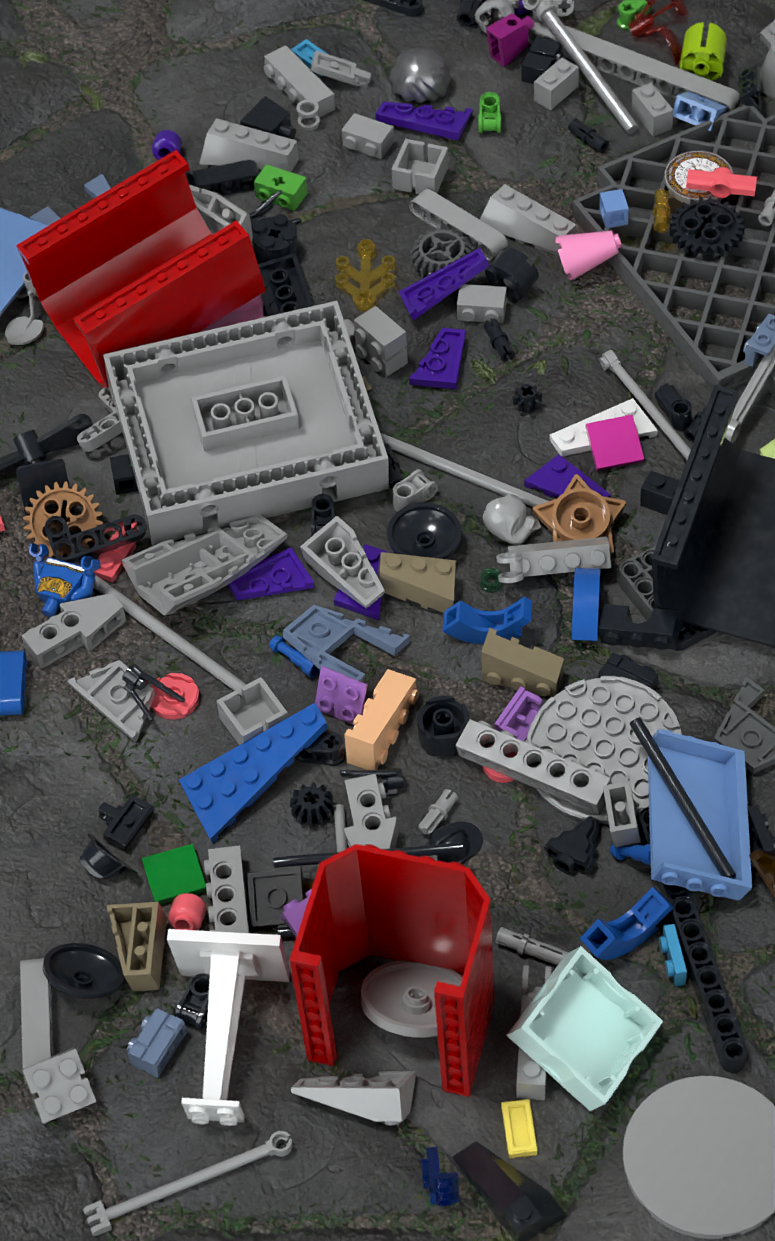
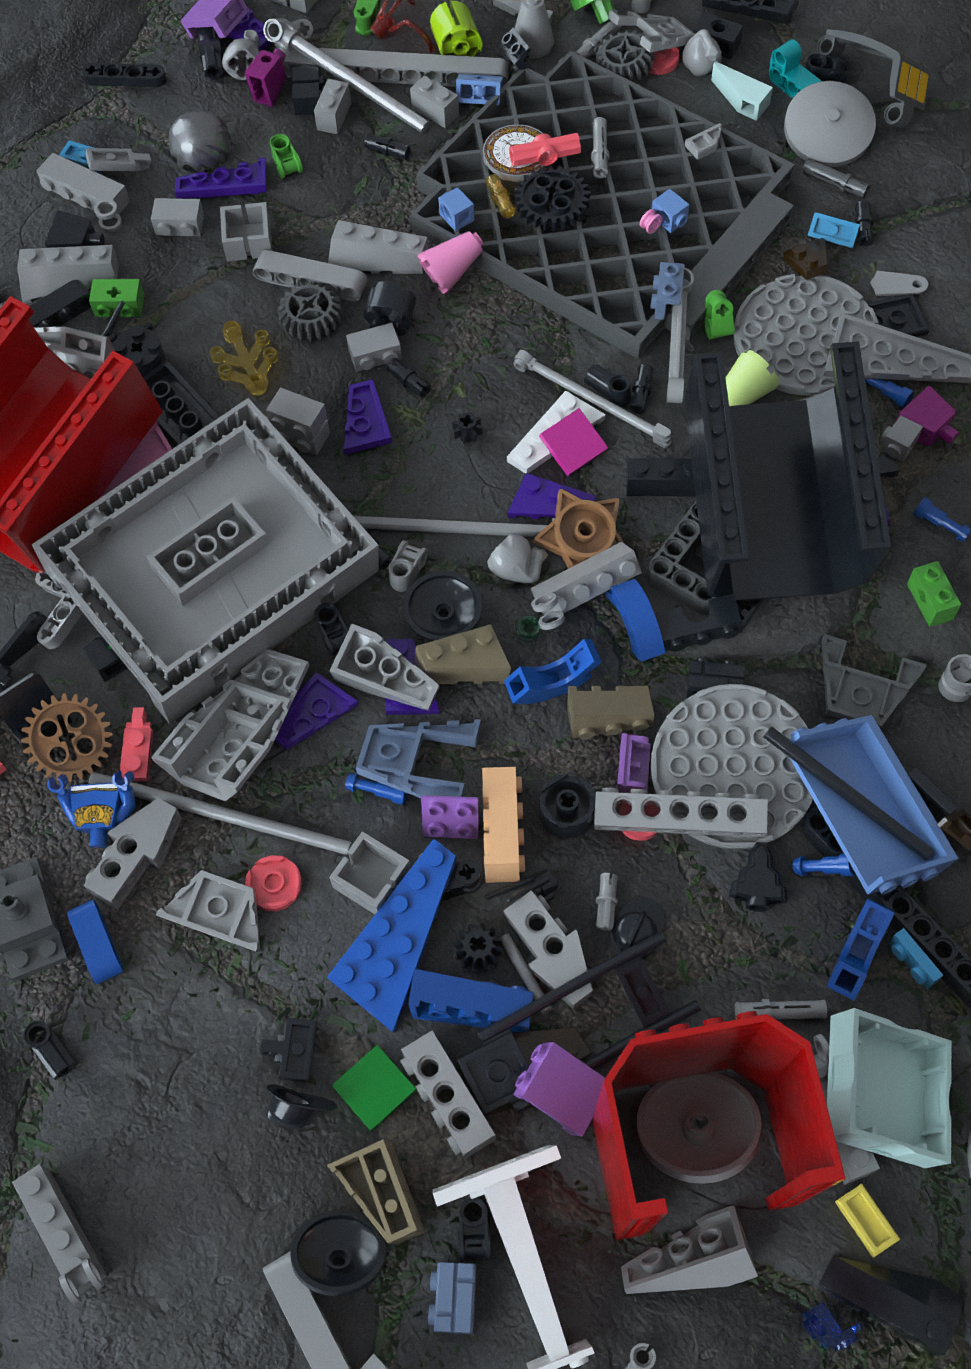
camera: 25 degrees left, 10 degrees up
(97, 534) = (113, 740): black beam -> none
(138, 679) = (234, 884): black plant -> none
(187, 912) = (412, 1130): coral head -> none
(272, 832) = (465, 1001): none -> blue wedge
(438, 285) = (324, 345): dark purple wing -> none
(621, 814) = (796, 832): light grey brick -> none

